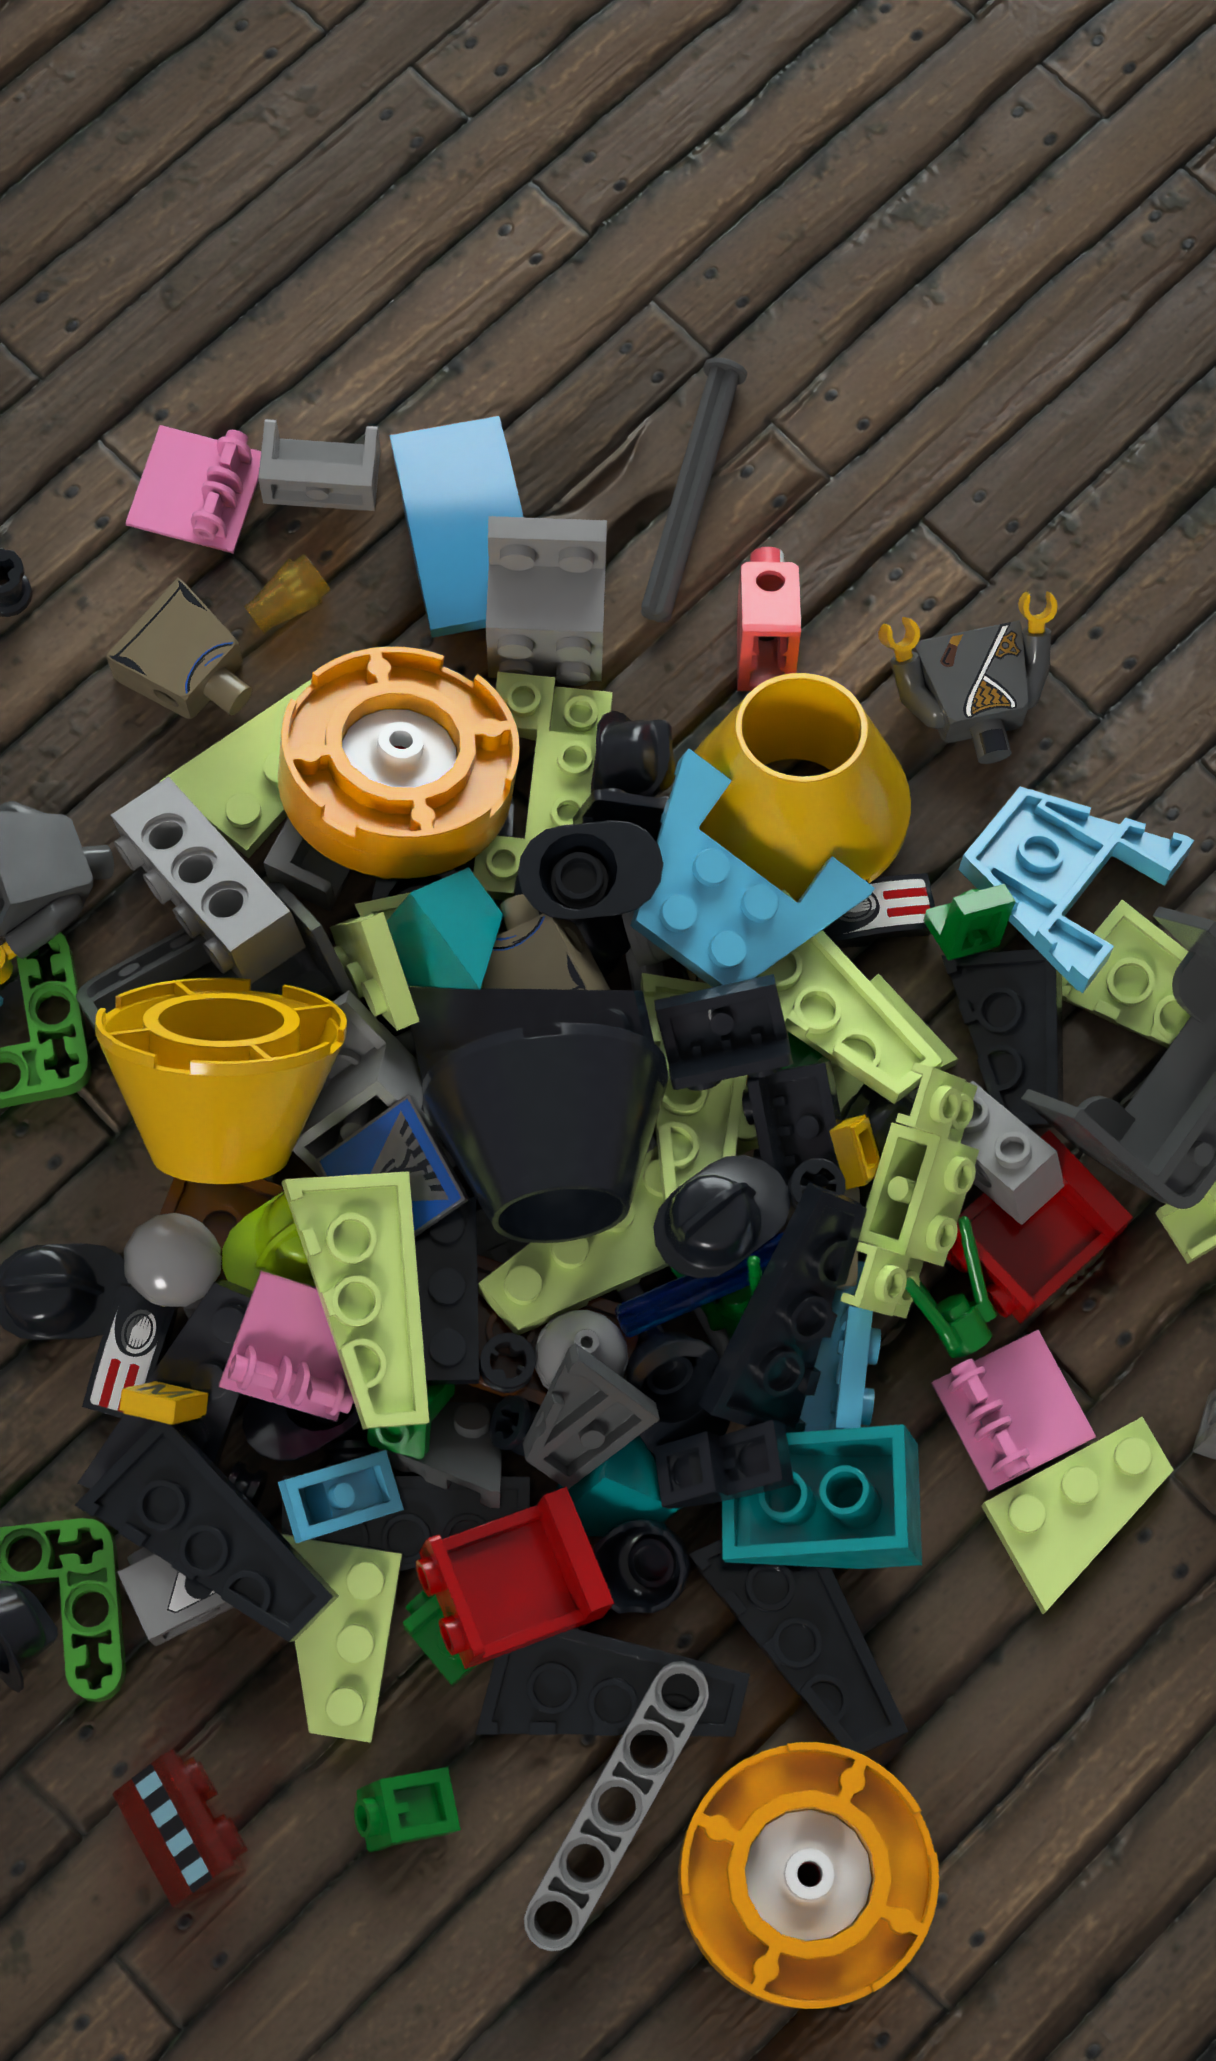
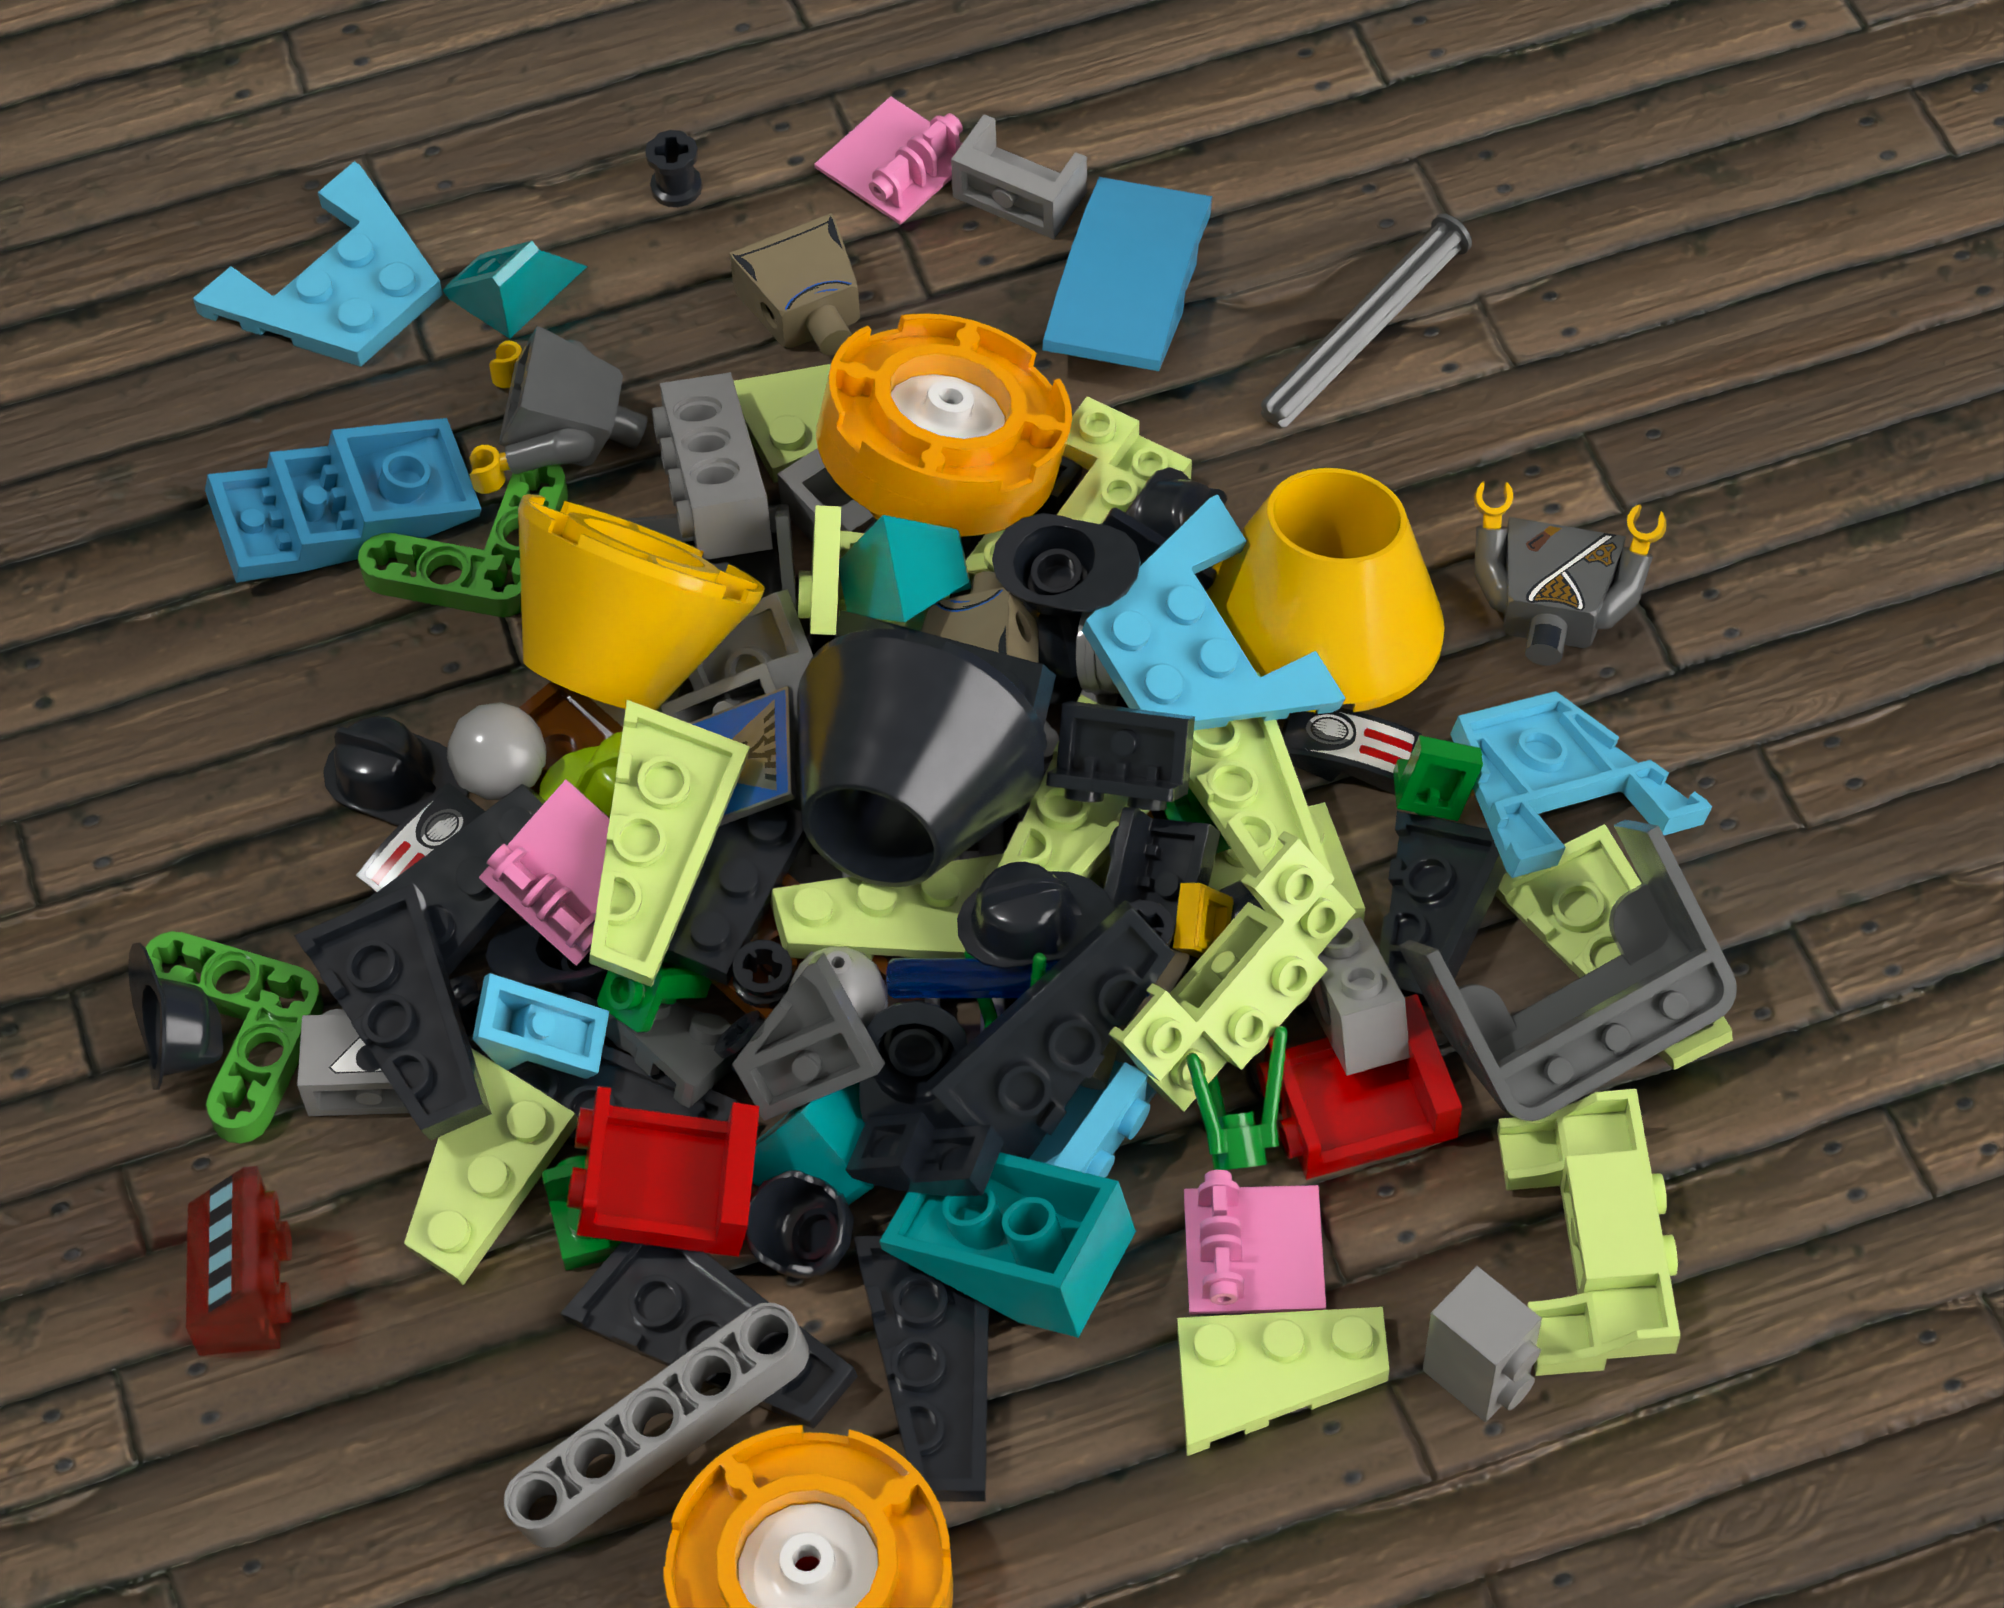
camera: 30 degrees right, 15 degrees down
(163, 1402) = (420, 871): yellow tile -> none
(288, 593) = (930, 272): clear yellow cone -> none
(406, 1809) = (458, 1349): green bracket -> none
(546, 598) = (1163, 340): light grey bracket -> none
(769, 608) = (1380, 427): coral torso -> none

